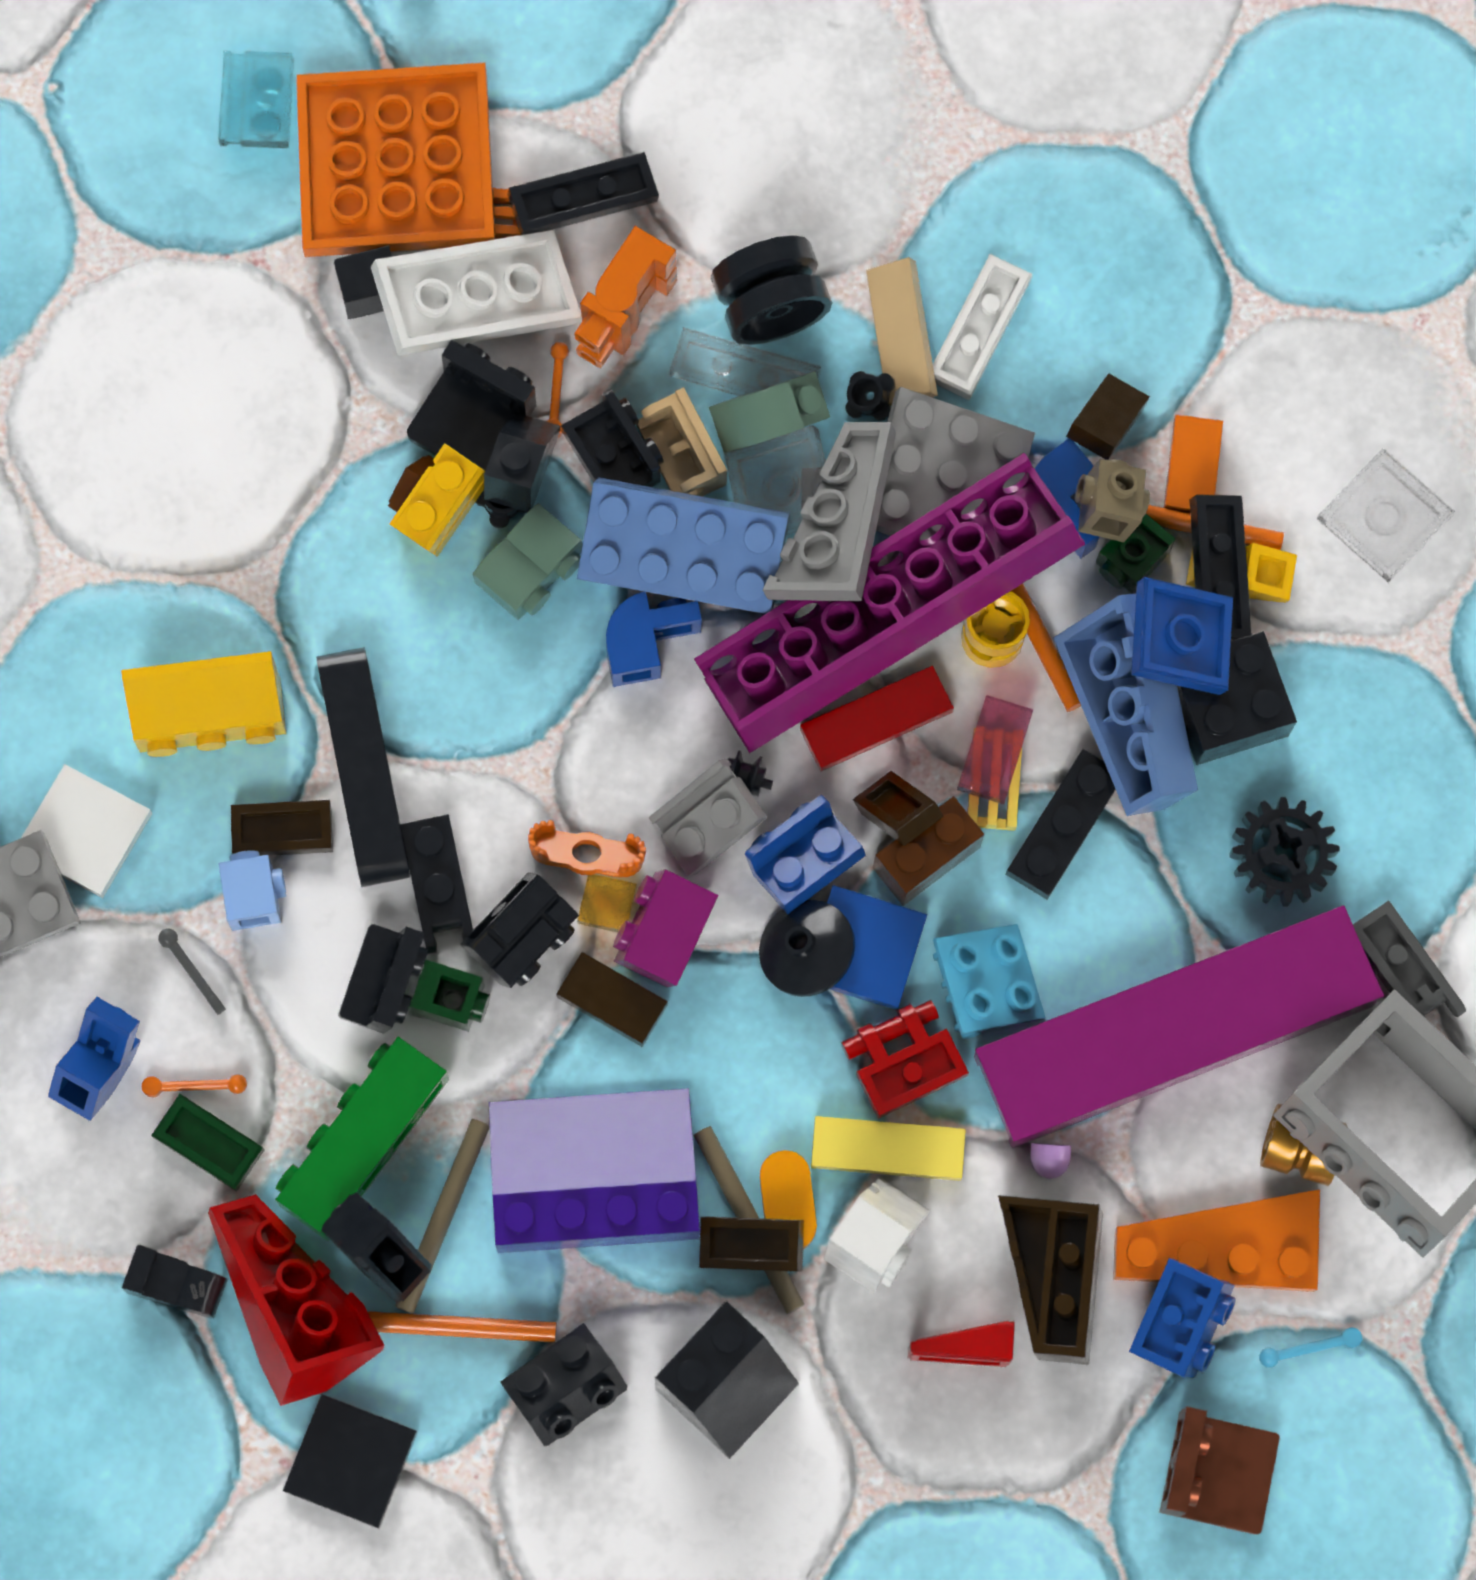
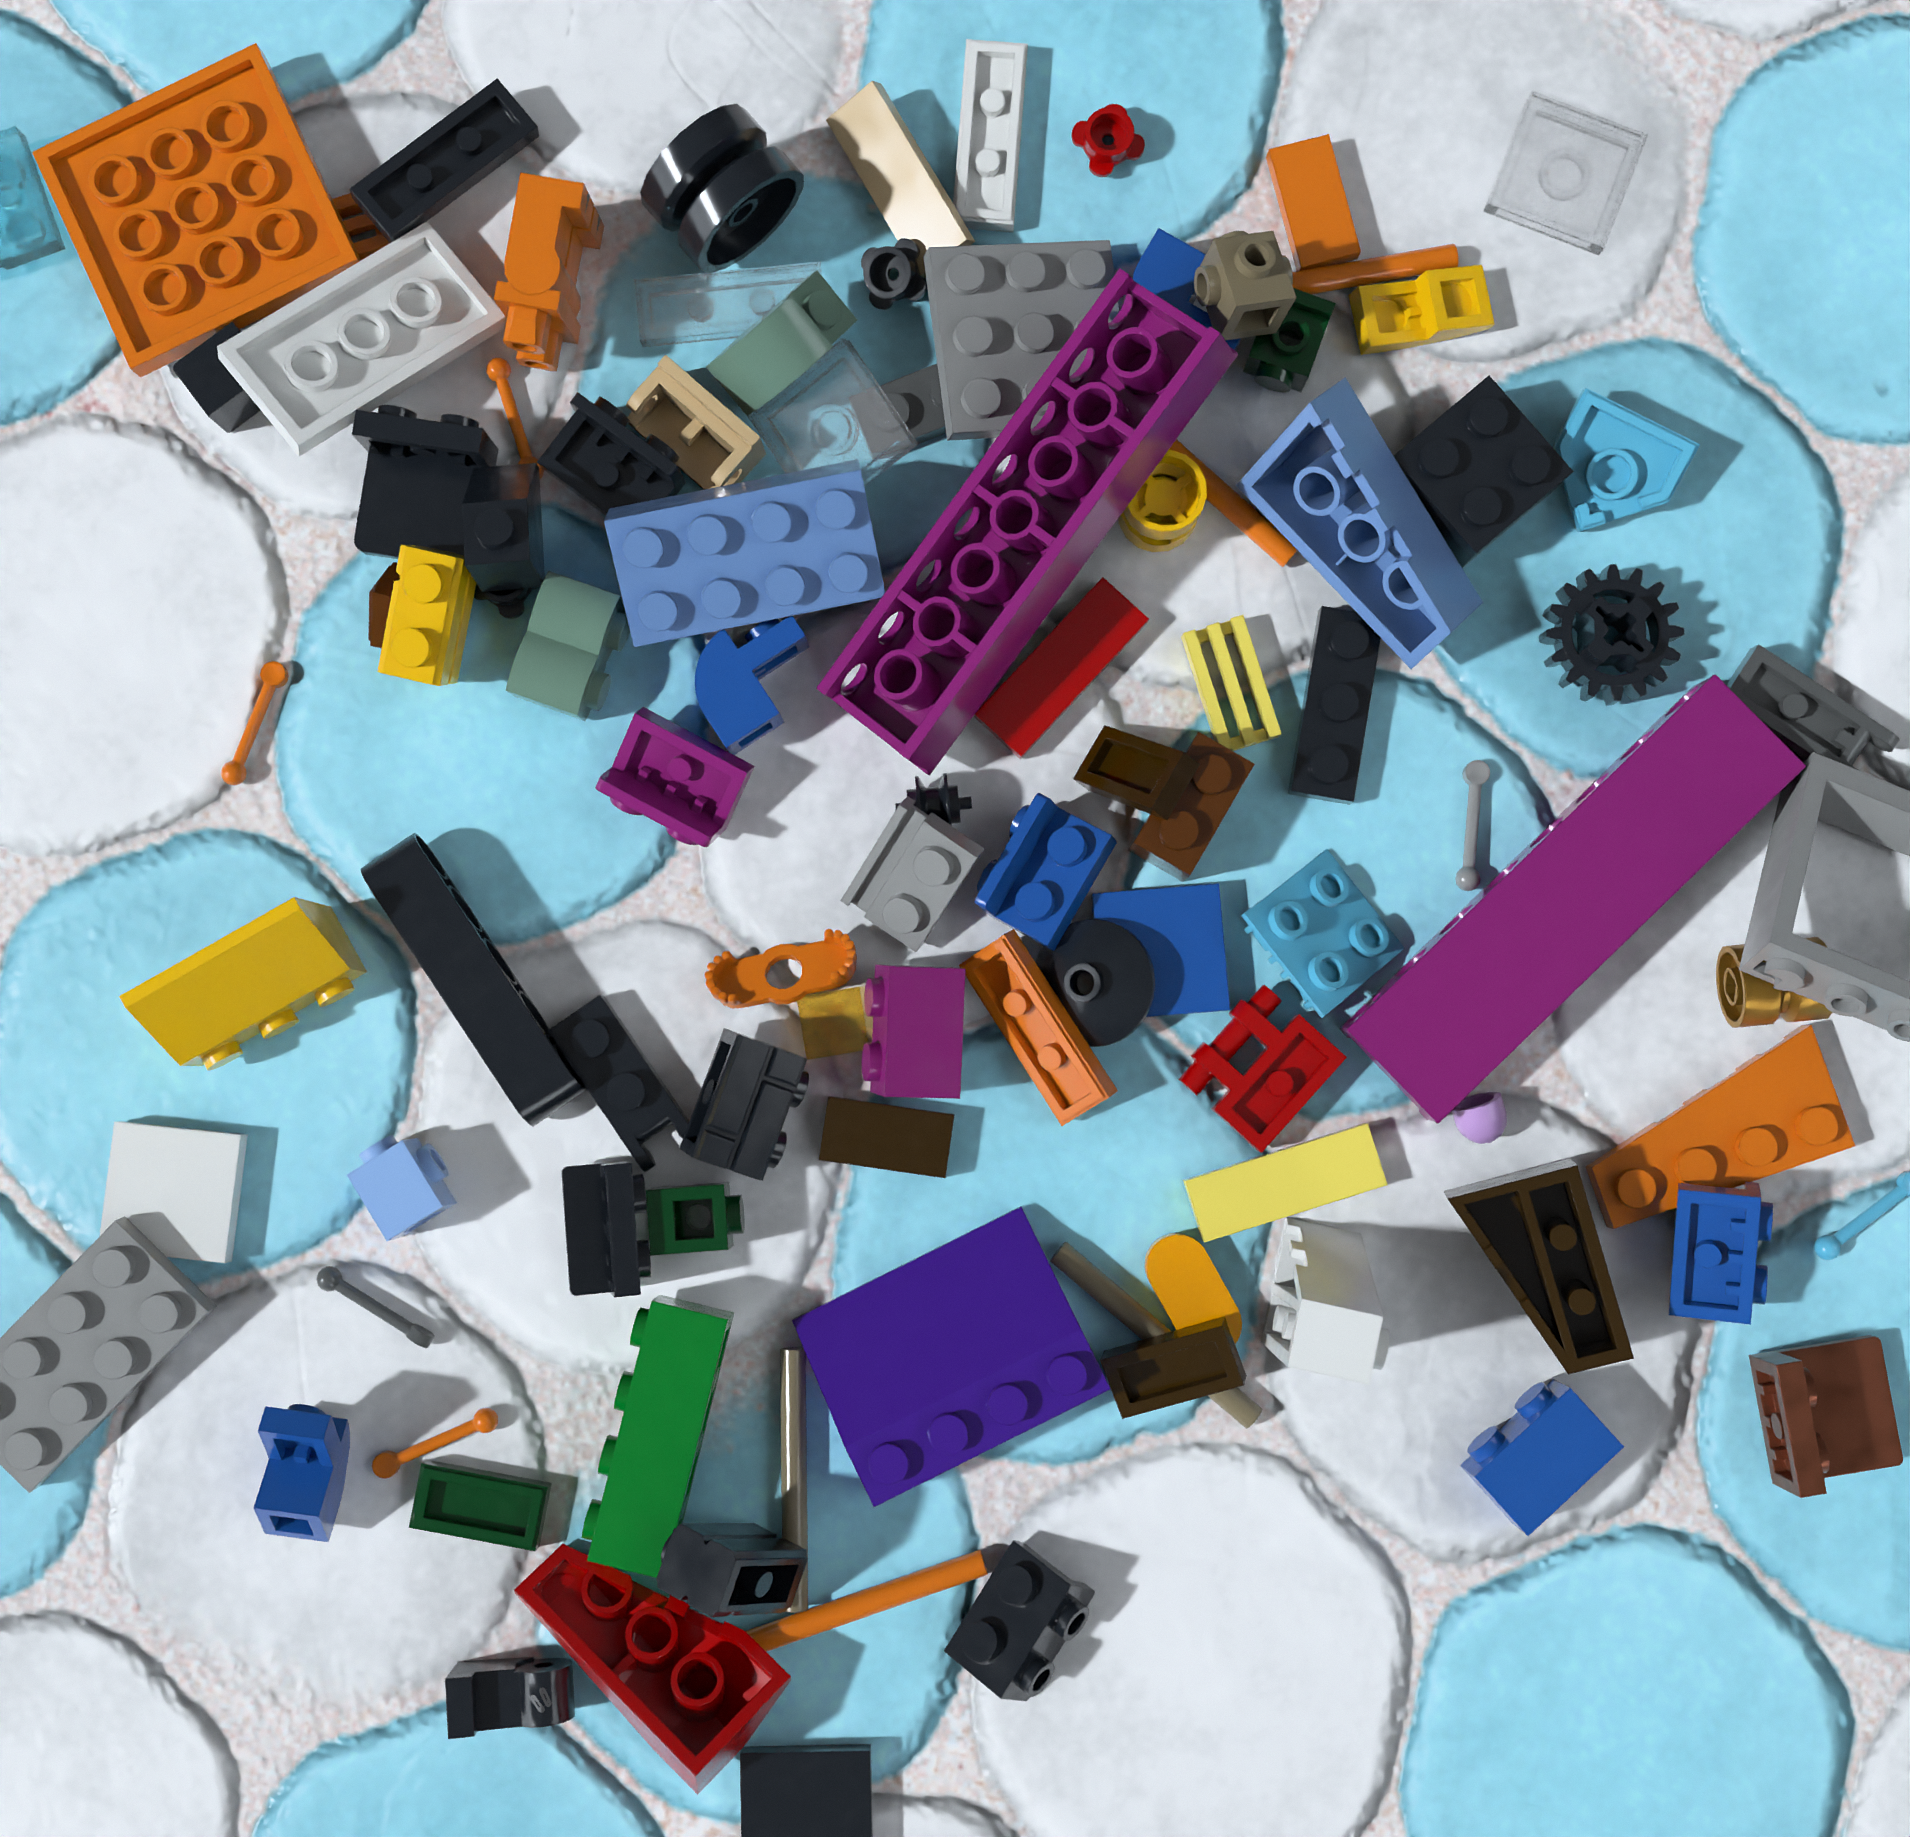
camera: 15 degrees left, 10 degrees up
(282, 827) = (408, 1091): dark brown tile -> none
(308, 501) = (274, 676): none -> orange hinge
(567, 684) = (675, 779): none -> magenta bracket
(726, 1380) = (1206, 1551): black slope -> none
(753, 964) = (1038, 1027): none -> orange tile
(839, 523) = (928, 463): light grey wing -> none
(974, 1346) = (1487, 1379): red slope -> none
(993, 1415) = (1540, 1454): none -> blue brick
(995, 749) = (1220, 650): clear pink tile -> none
(1068, 350) = (1112, 122): none -> red plate
(1107, 416) = (1191, 184): dark brown tile -> none
(1148, 915) = (1474, 775): none -> light grey hinge
(1182, 636) = (1401, 422): blue tile -> none
(1221, 553) = (1401, 318): black plate -> none
(1338, 731) = (1618, 461): none -> medium azure plate

